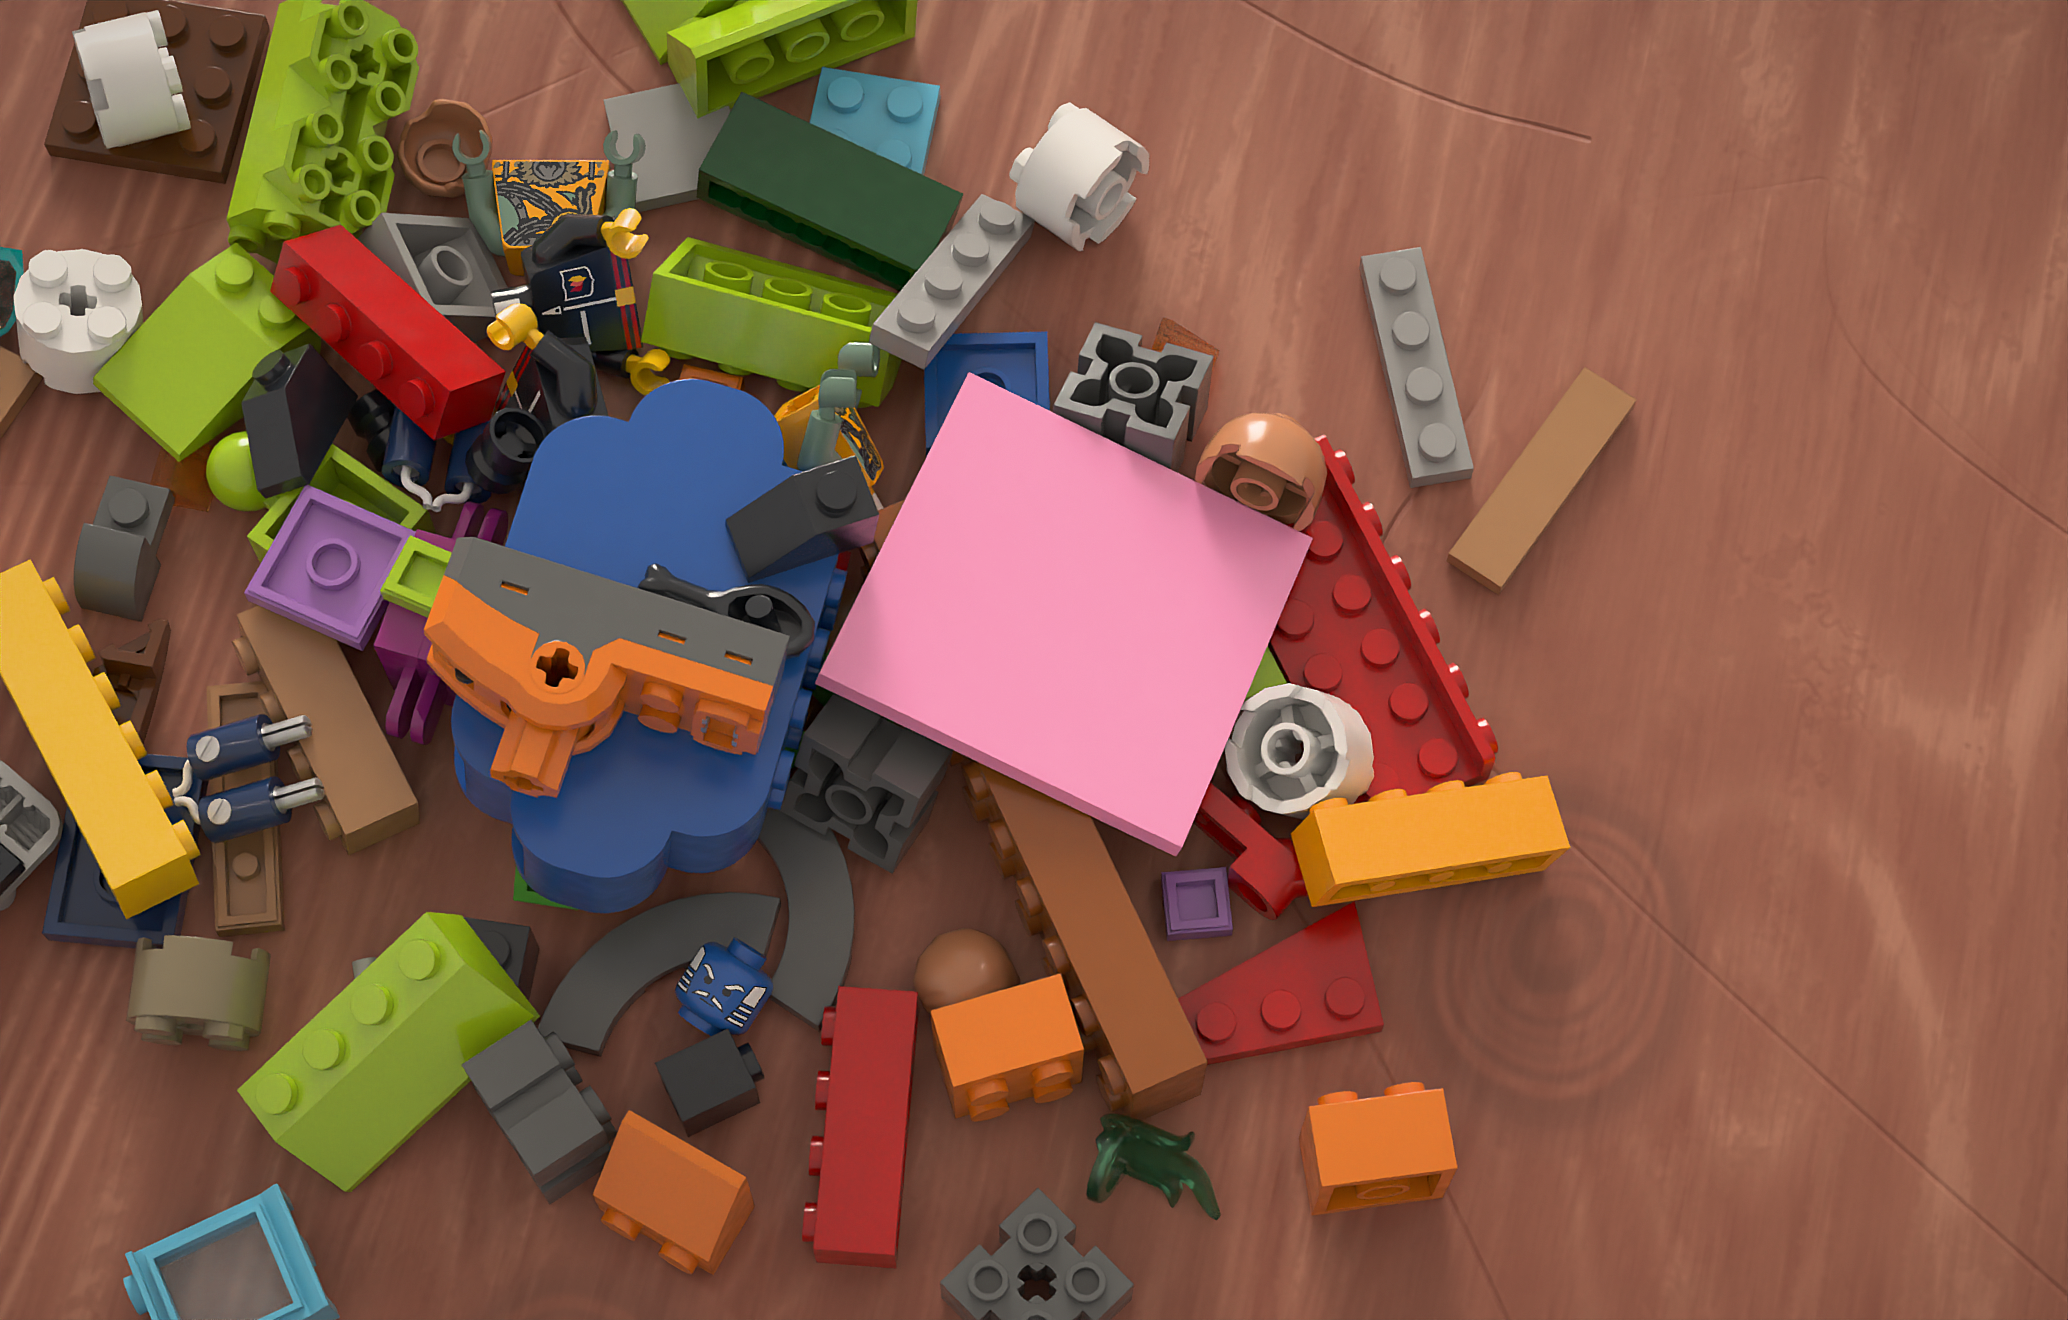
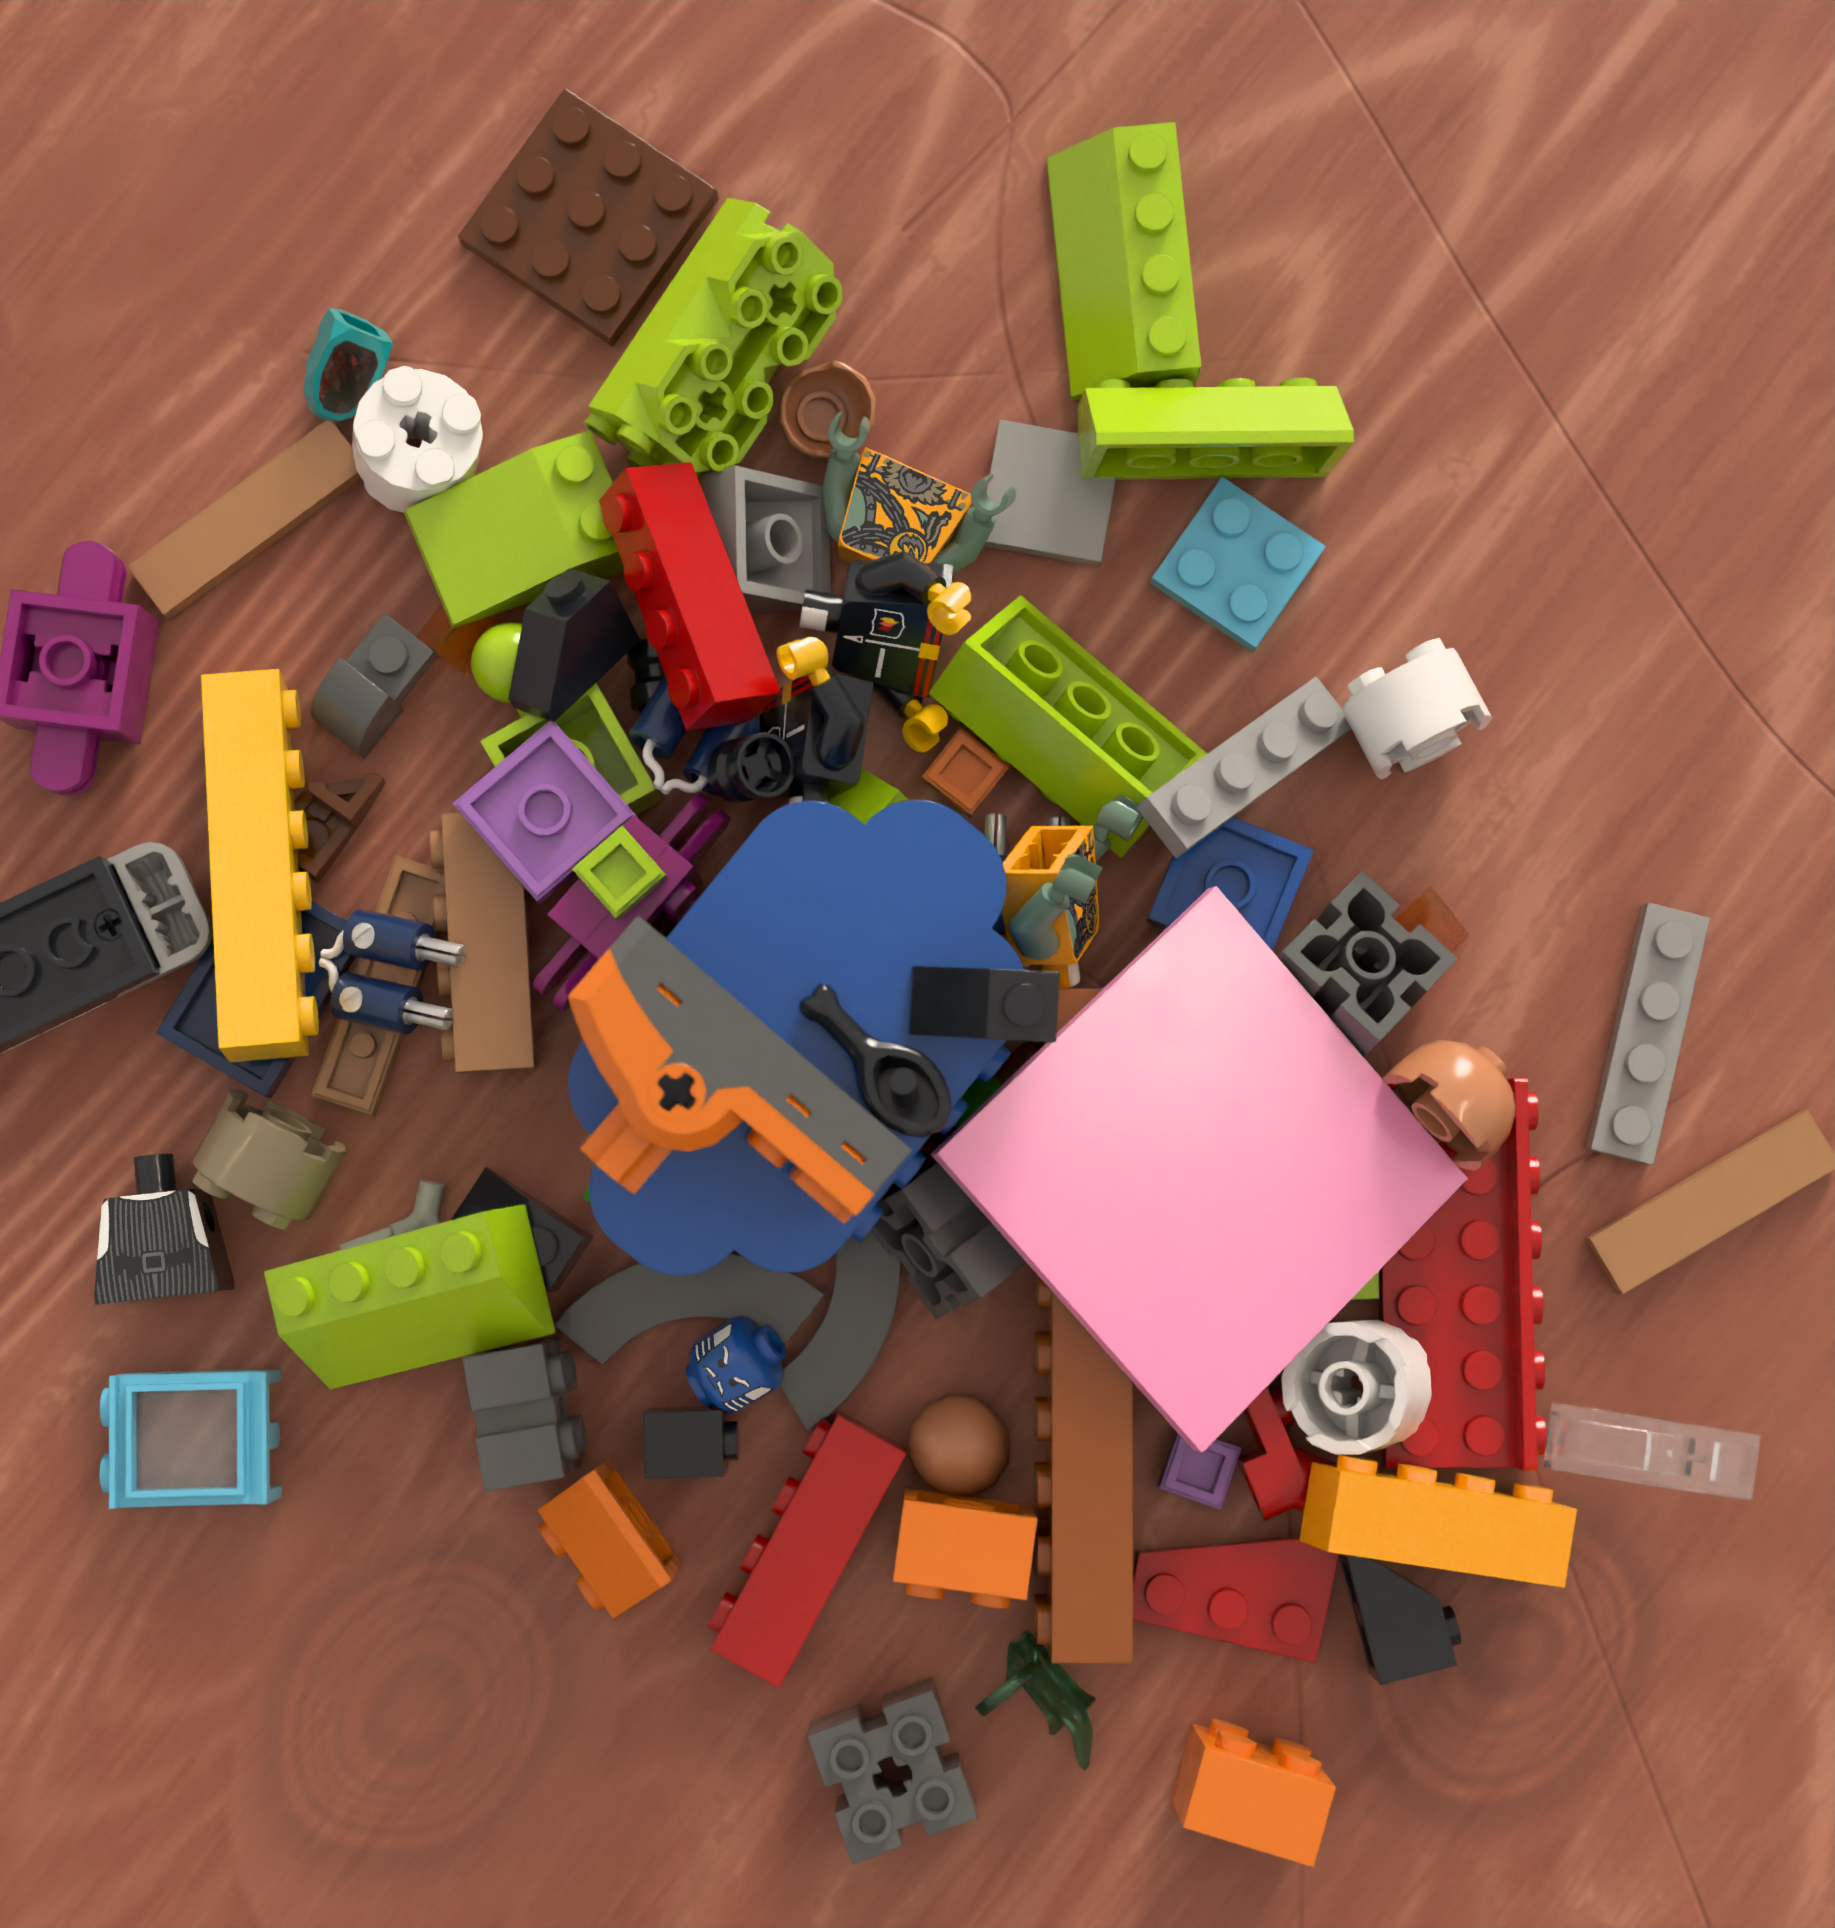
camera: 25 degrees right, 15 degrees up
(122, 1122) = (159, 1239): none -> black torso
(131, 79) = (555, 219): white brick -> none
(825, 193) = (1169, 619): dark green brick -> none
(1435, 948) = (1398, 1622): none -> black slope
(1591, 703) = (1652, 1451): none -> clear slope

